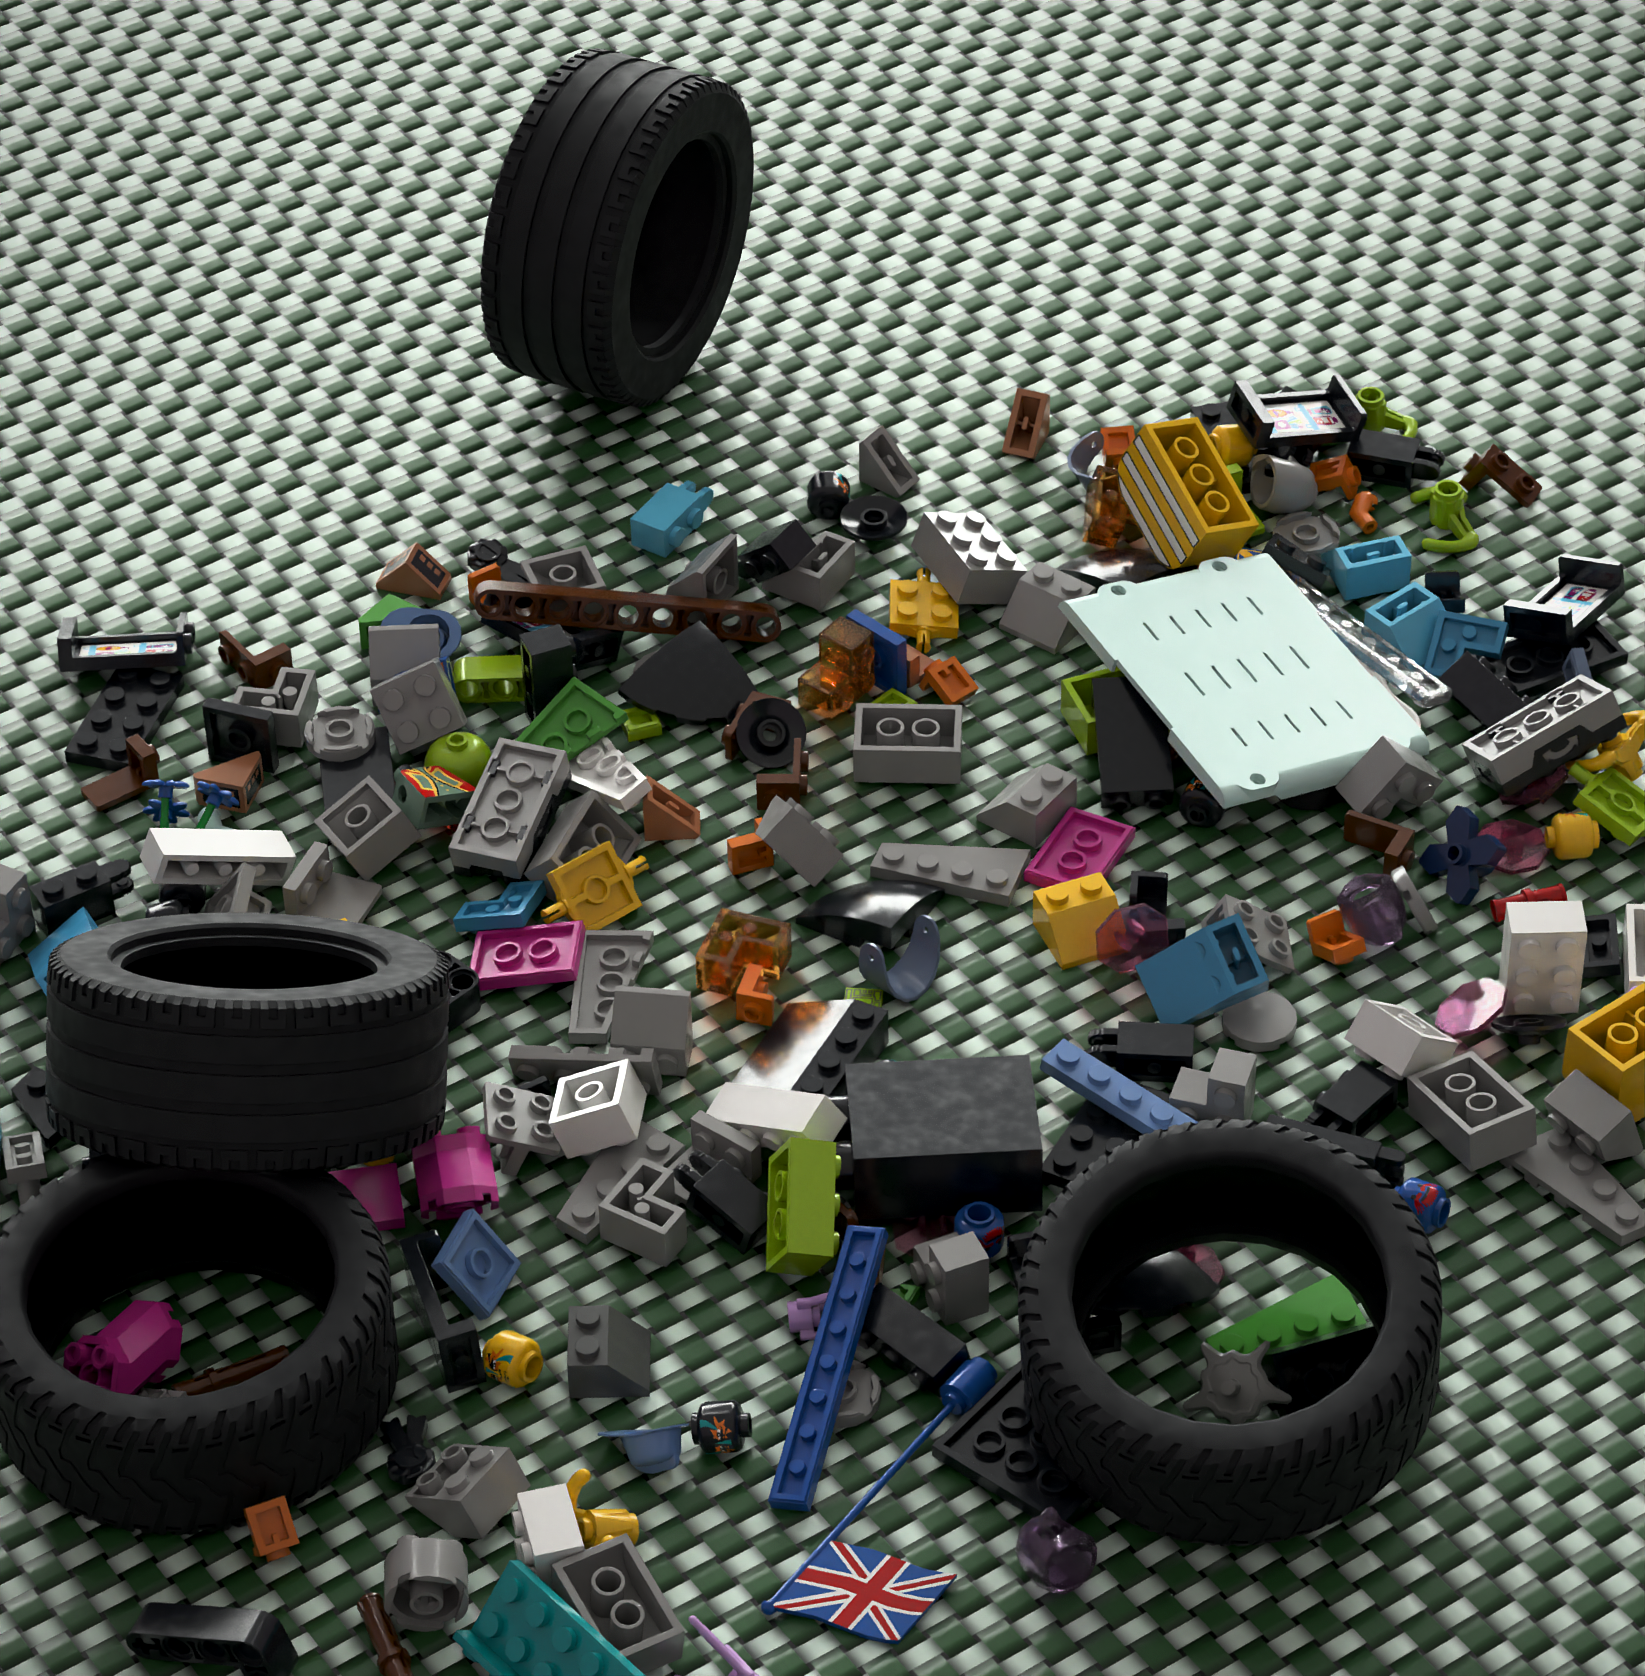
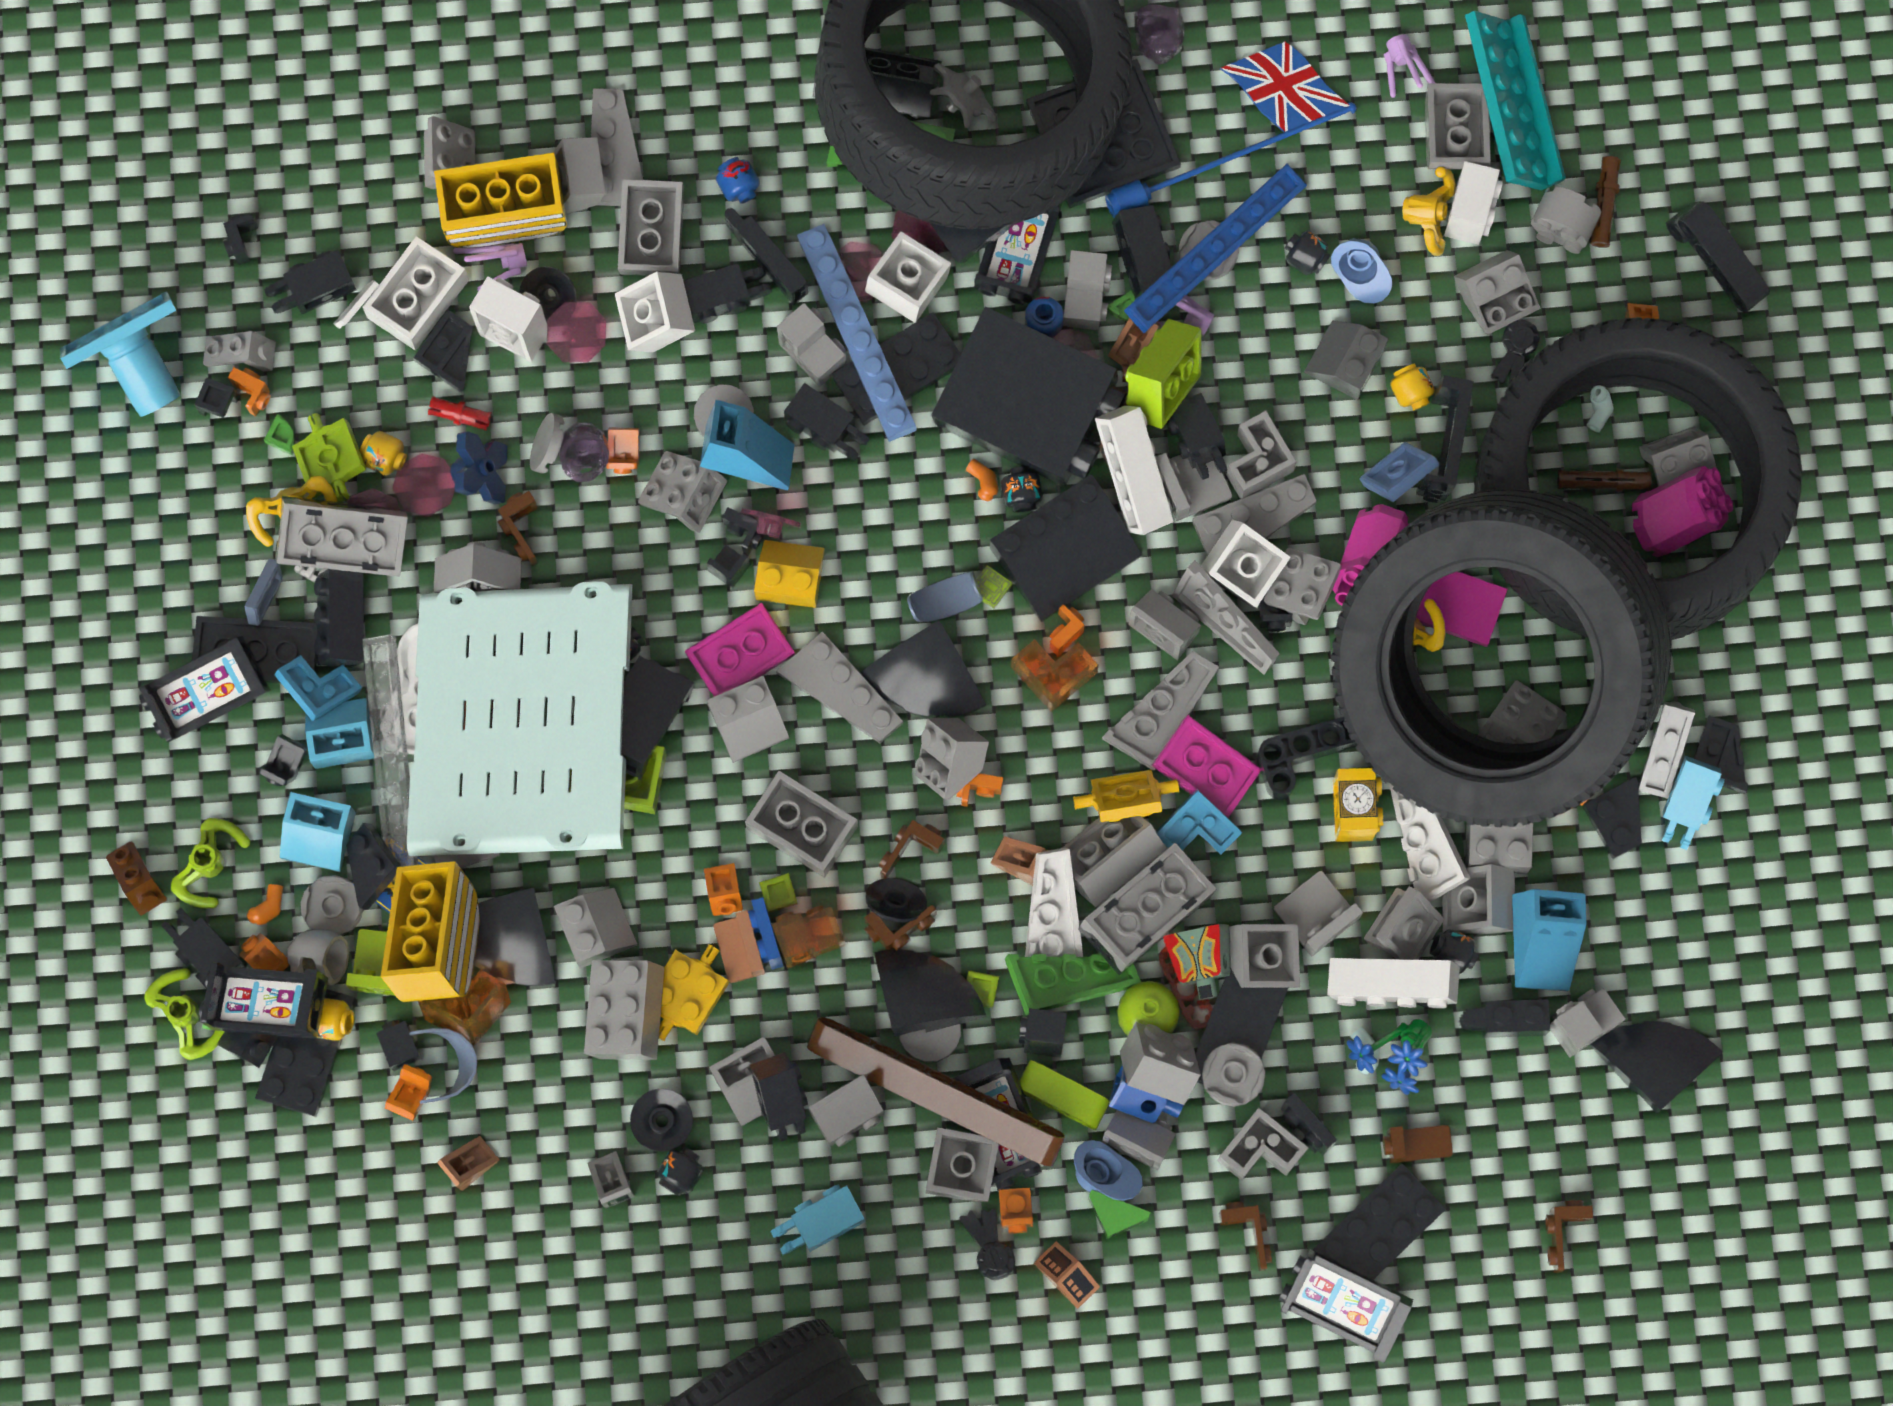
camera: 150 degrees left, 35 degrees up
(239, 776) = (1334, 1087): nougat slope -> none

